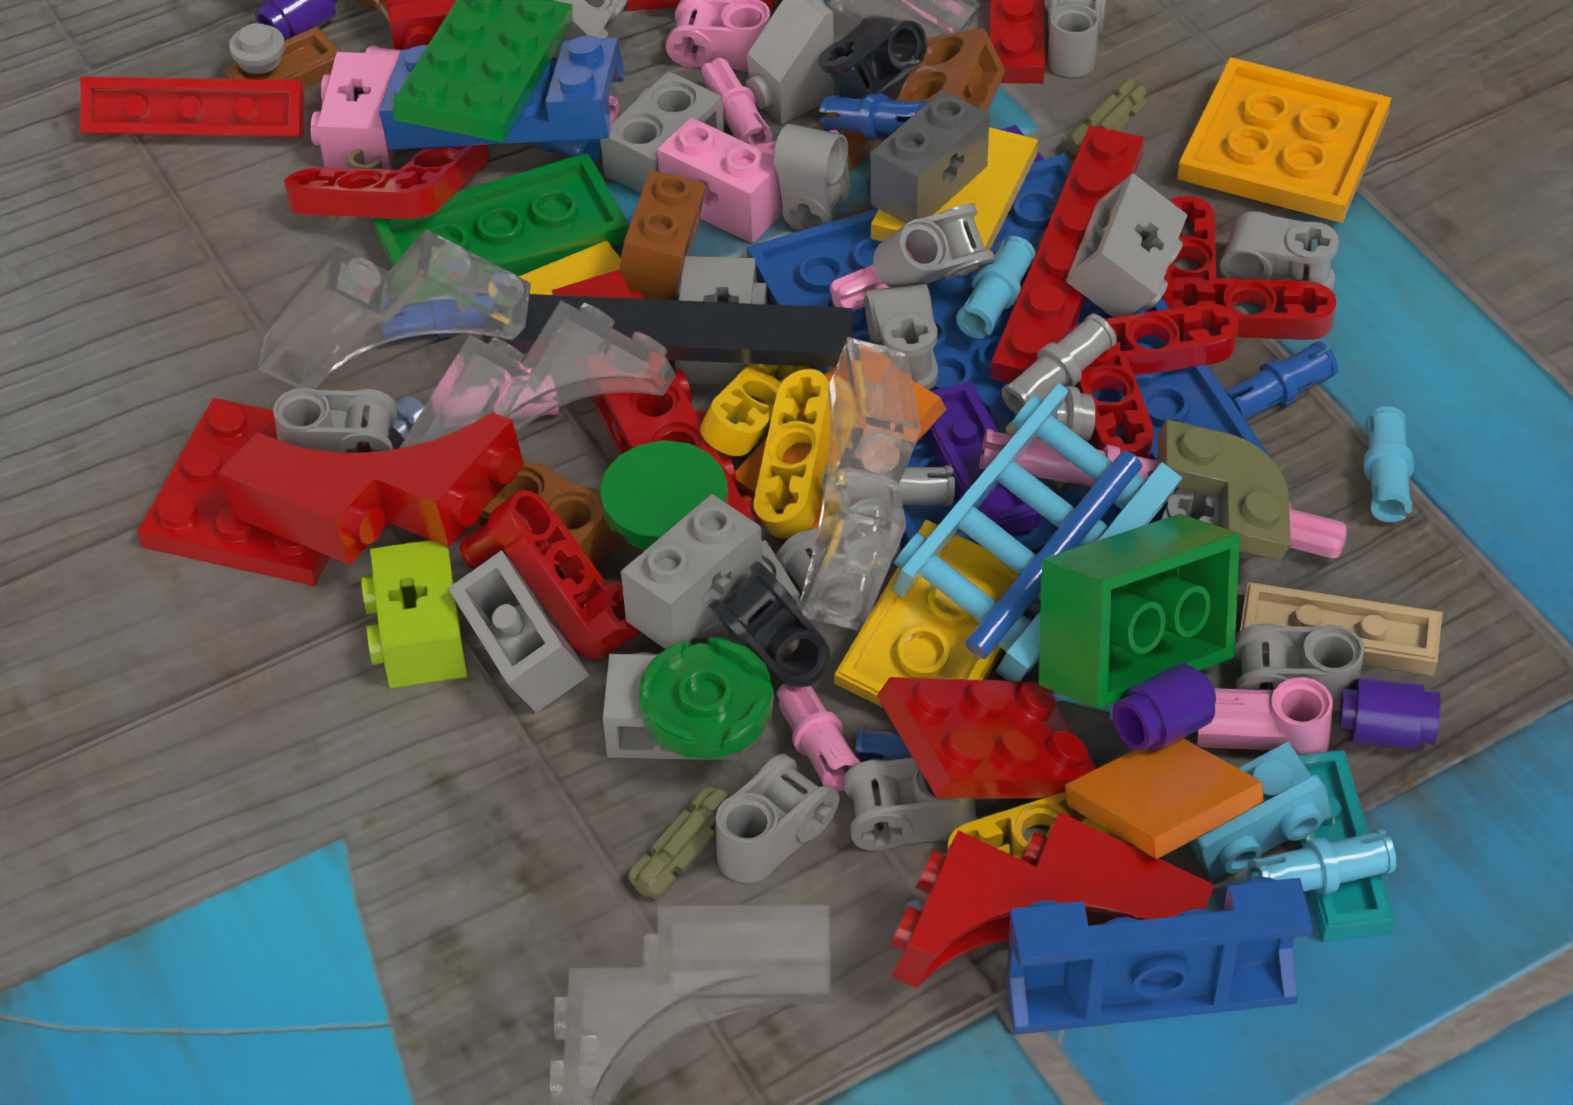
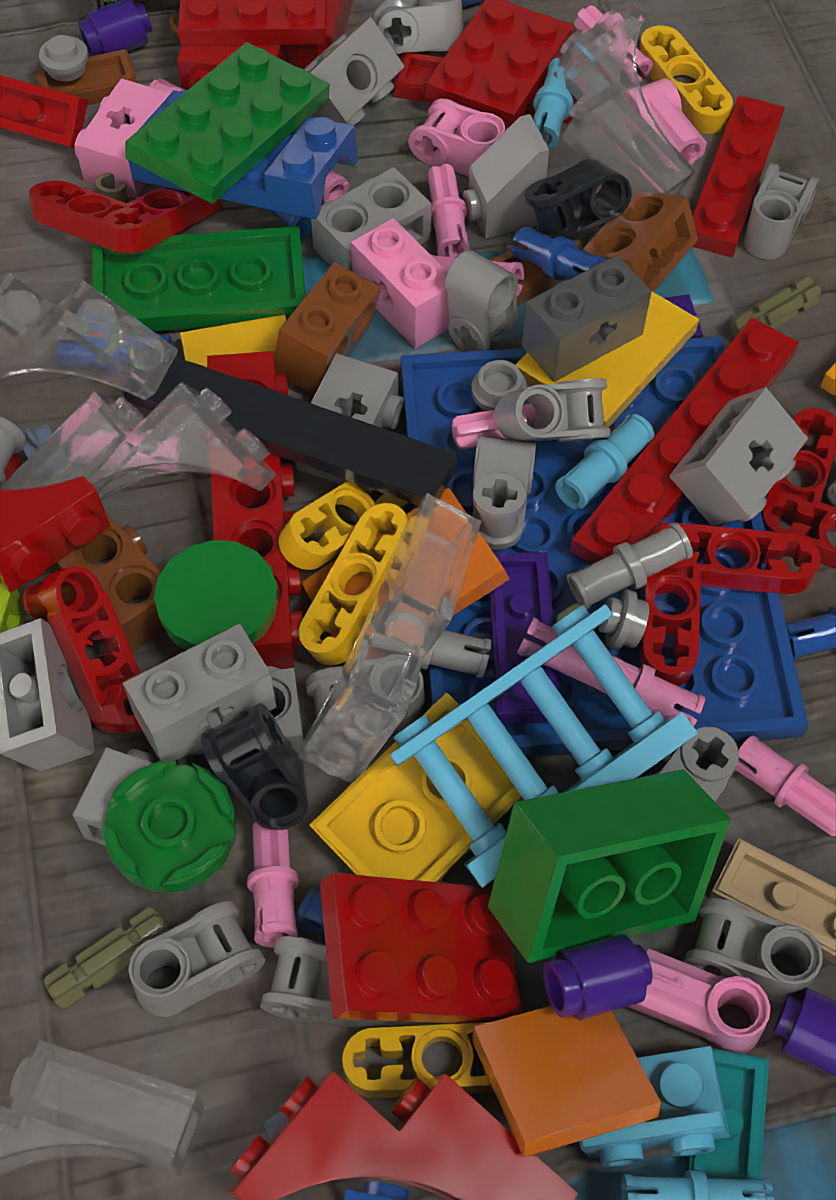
camera: 15 degrees right, 10 degrees up
(857, 244) = (494, 382): none -> light grey plate
(1066, 537) = (547, 775): blue bar -> none
(1242, 476) = (766, 740): olive plate -> none

